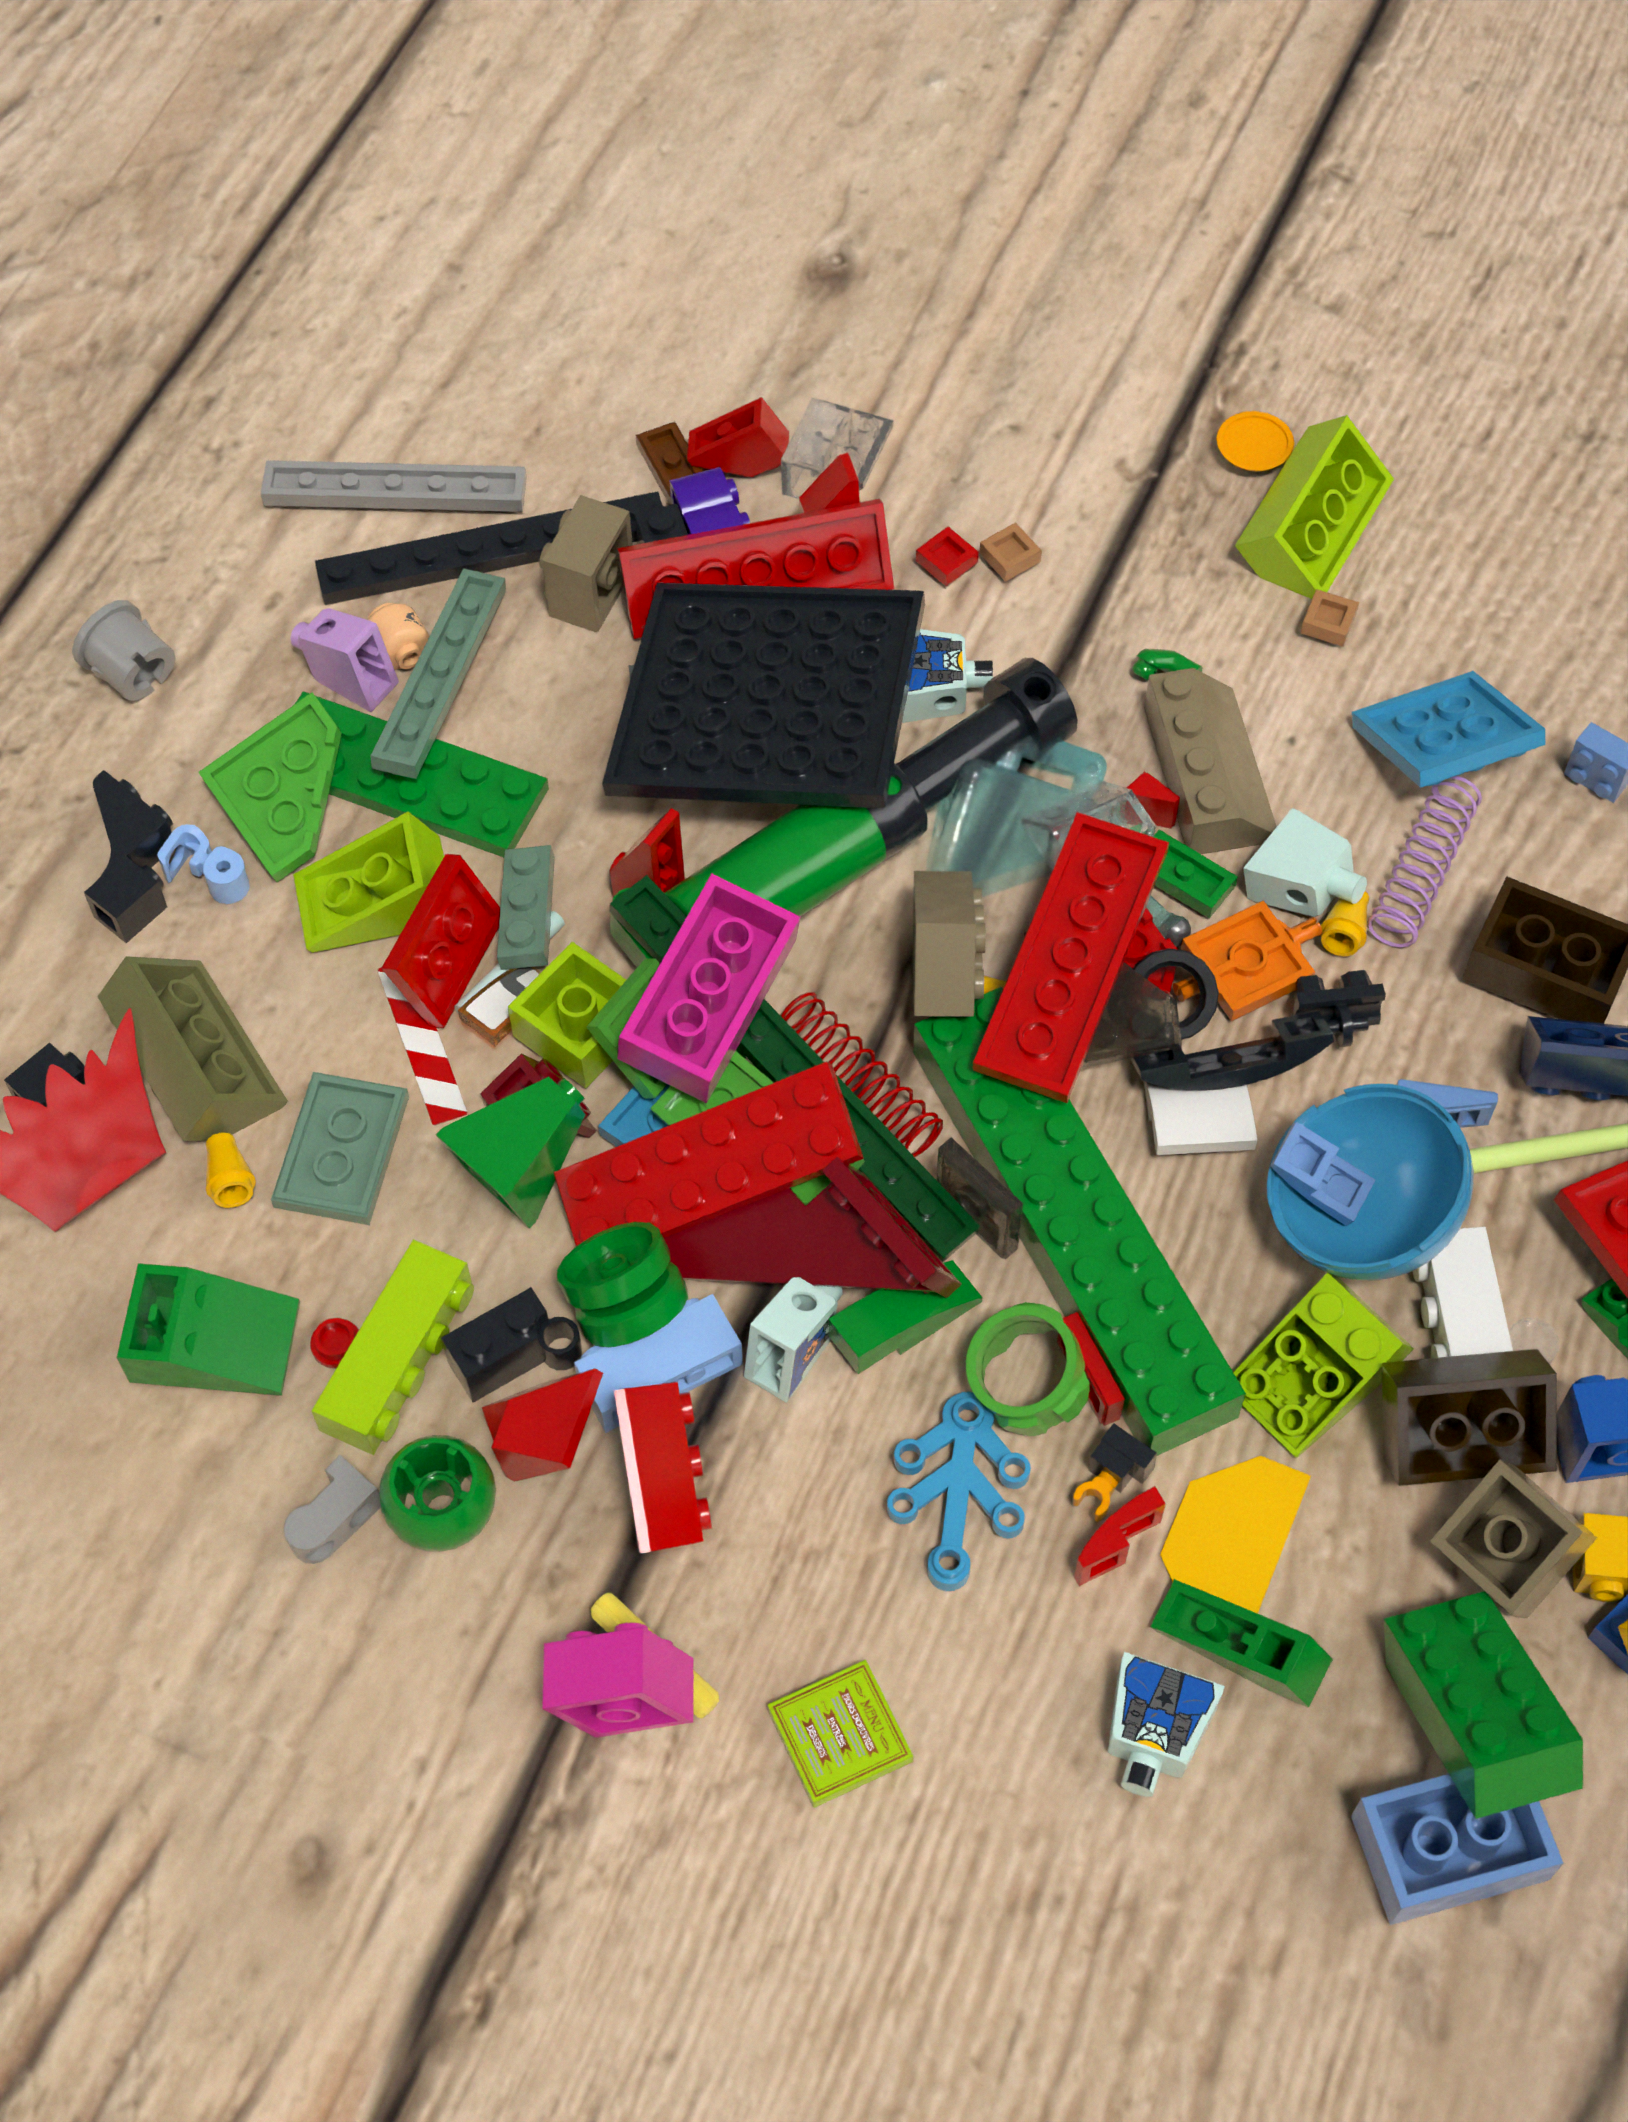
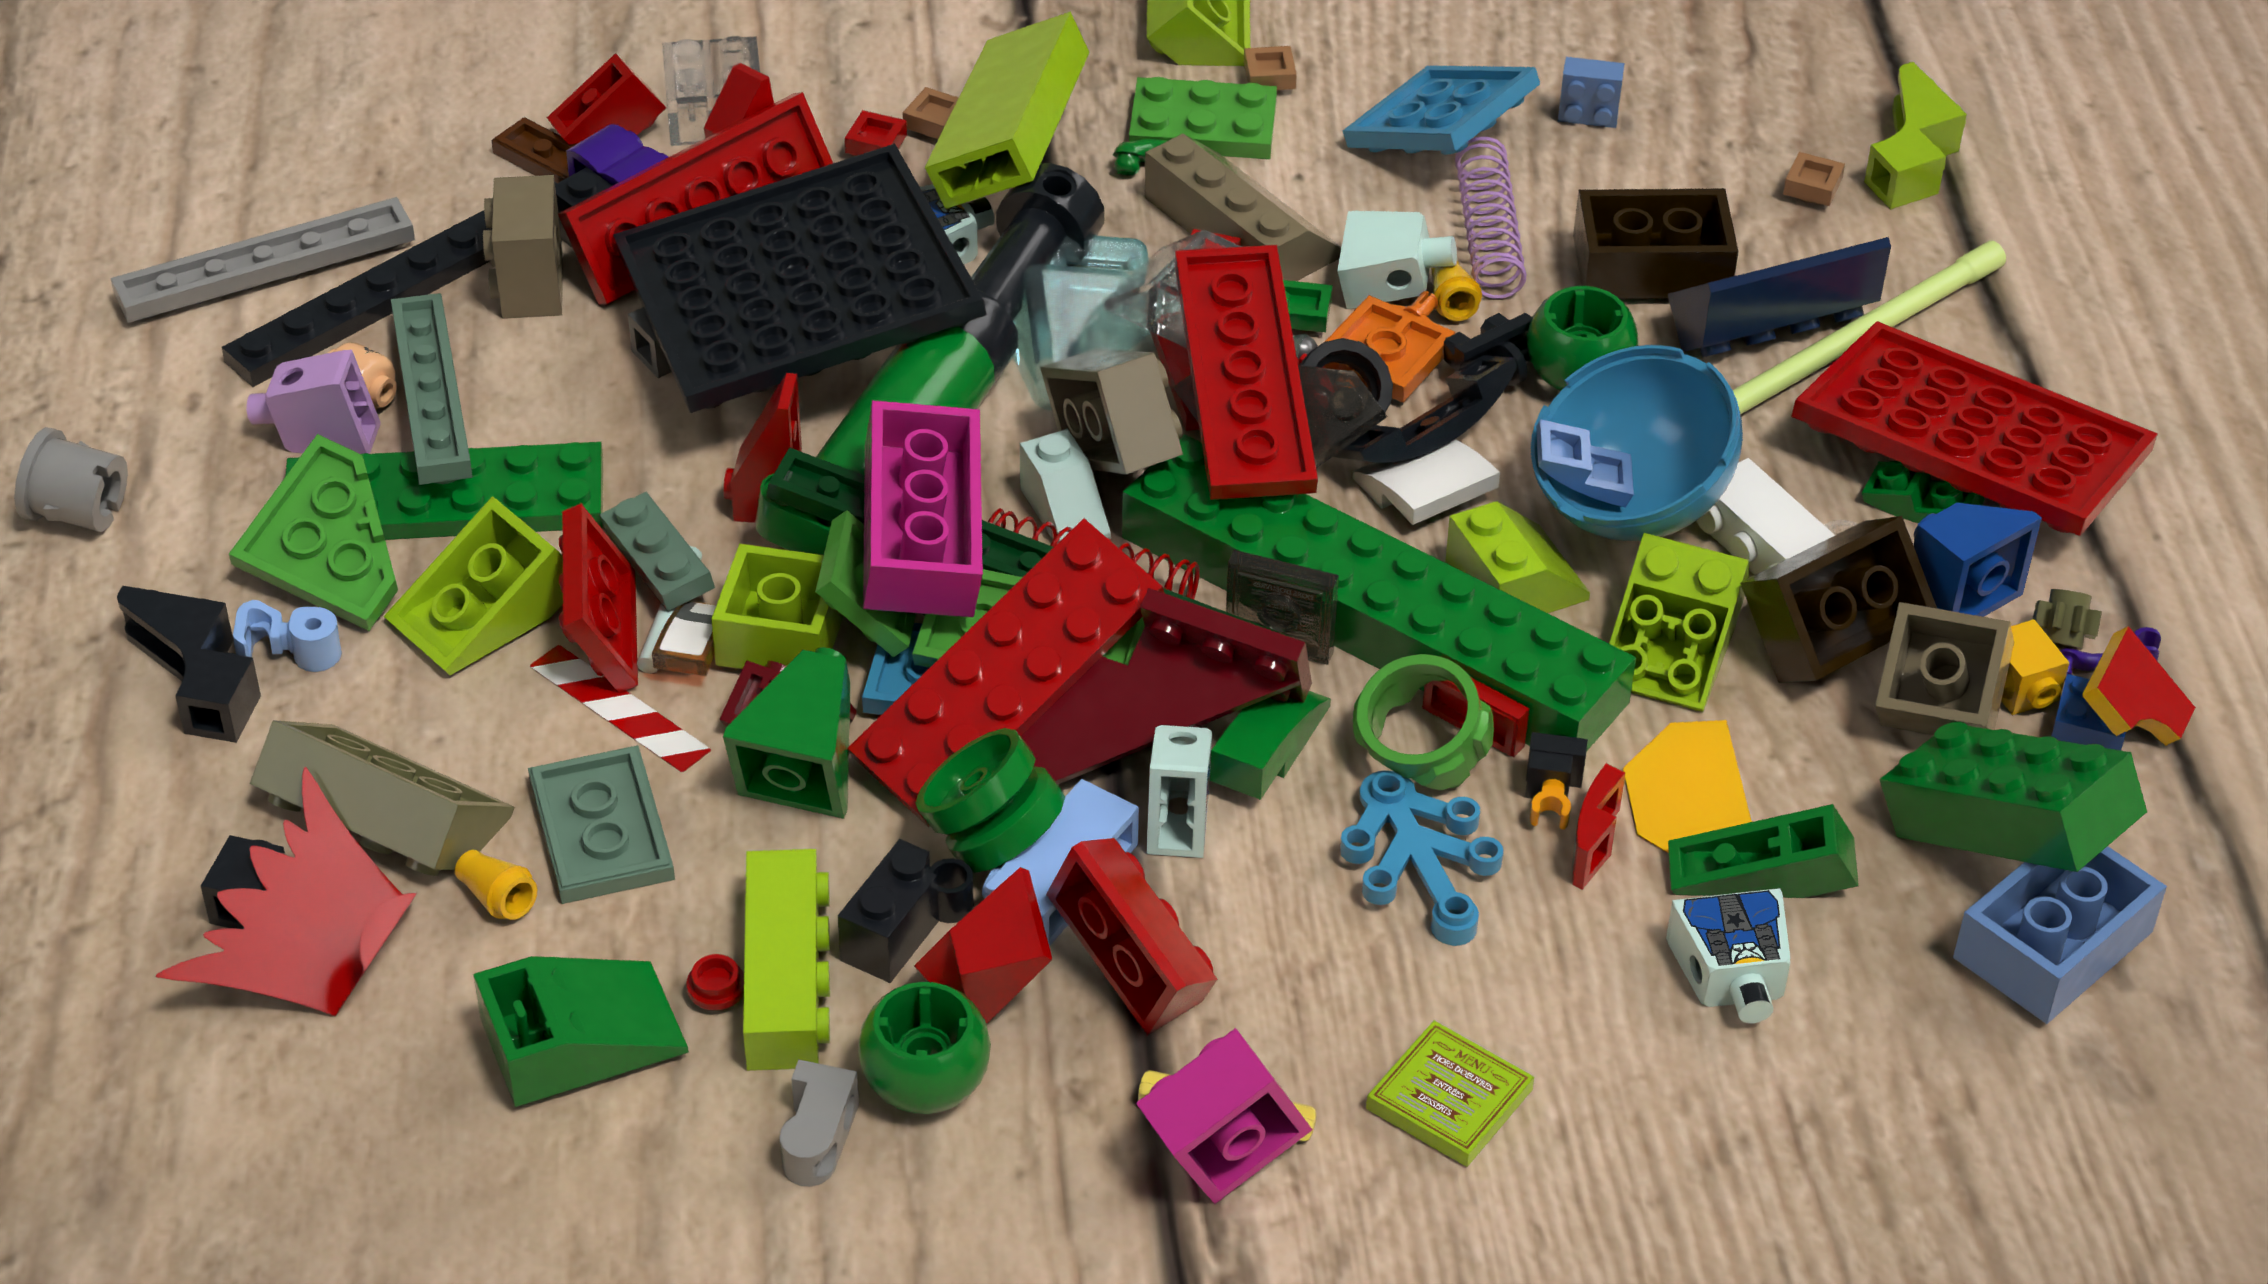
camera: 30 degrees left, 15 degrees down
(881, 993) = (1060, 483): none -> light aqua slope
(1053, 586) = (1008, 111): none -> lime brick
(1219, 1236) = (1513, 557): none -> lime slope
(1243, 645) = (1222, 116): none -> bright green plate
(1411, 1018) = (1575, 329): none -> green wheel

